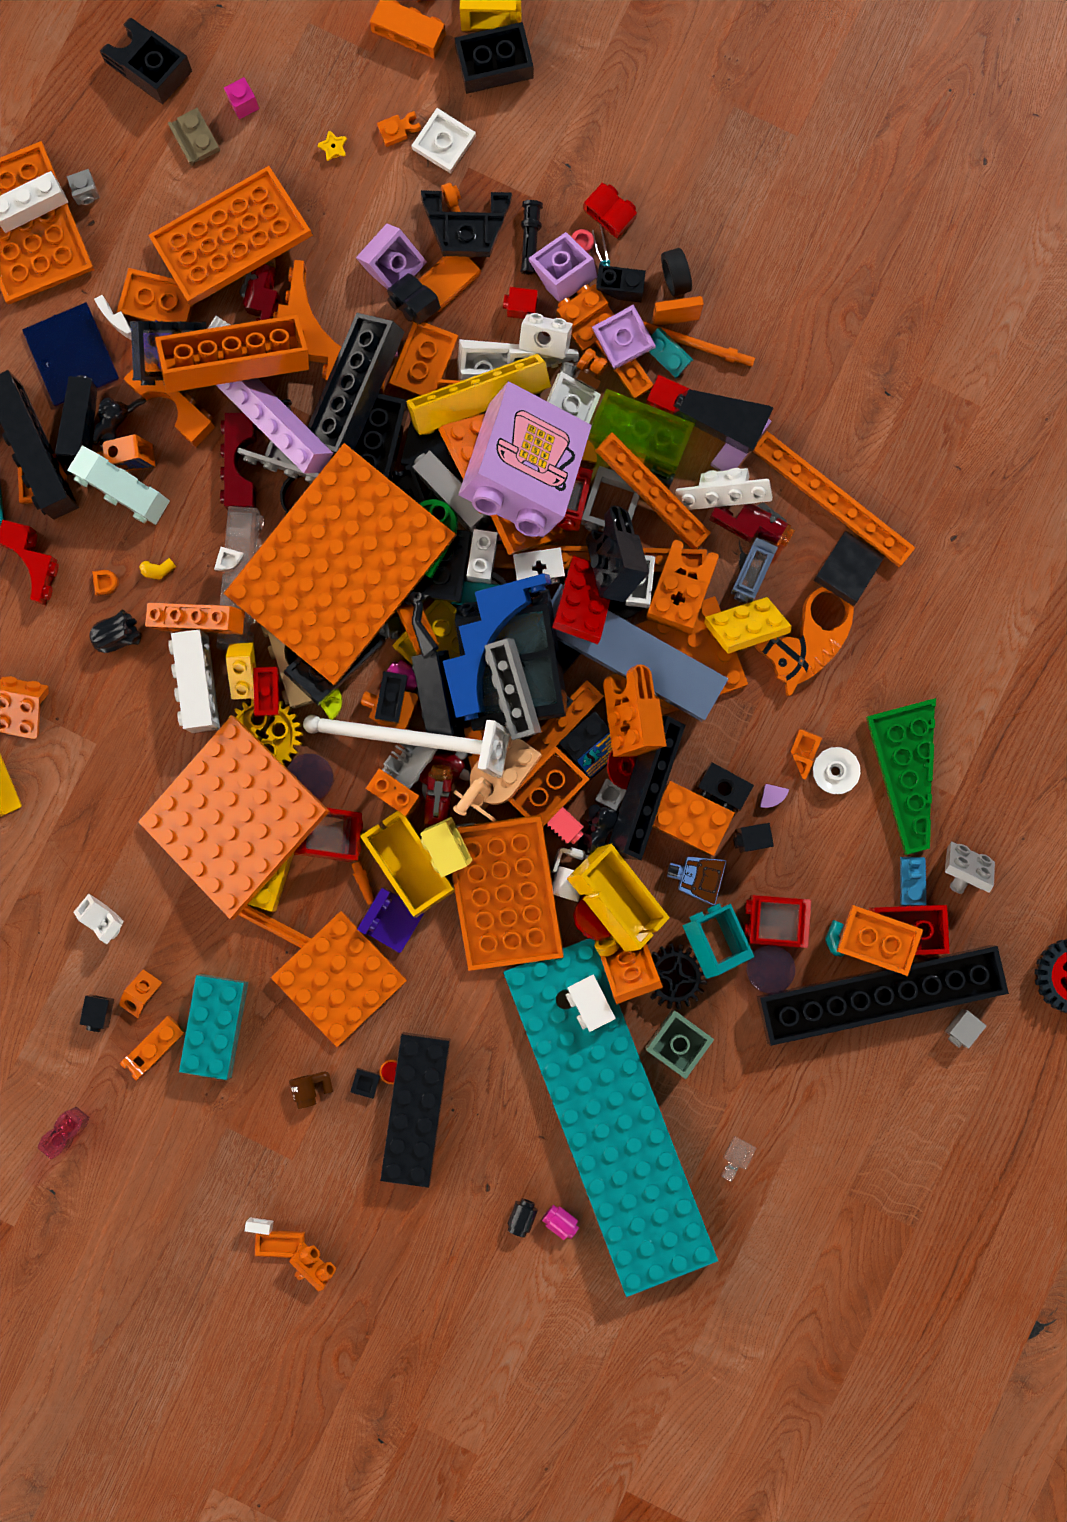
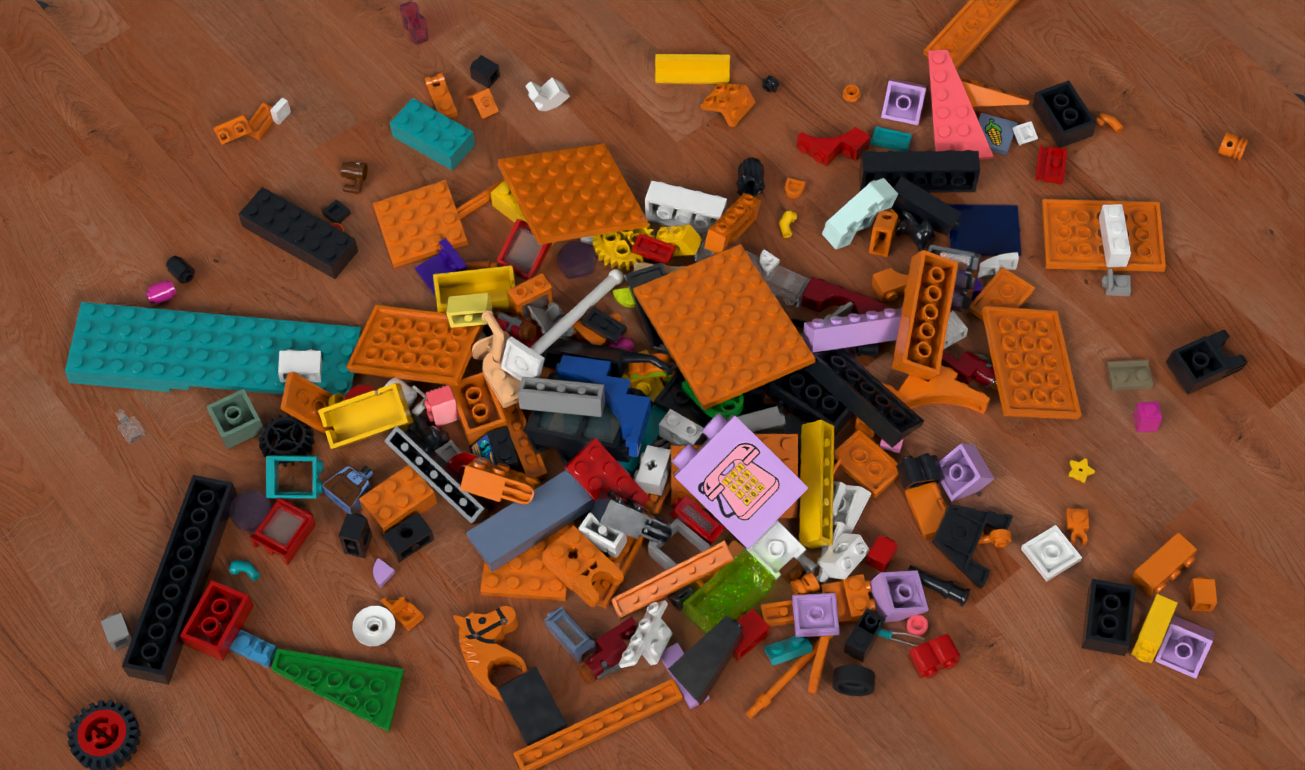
camera: 115 degrees right, 25 degrees down
(747, 625) = (525, 603): yellow plate -> none
(879, 940) = (221, 583): orange plate -> none
(969, 868) = (237, 688): light grey plate -> none

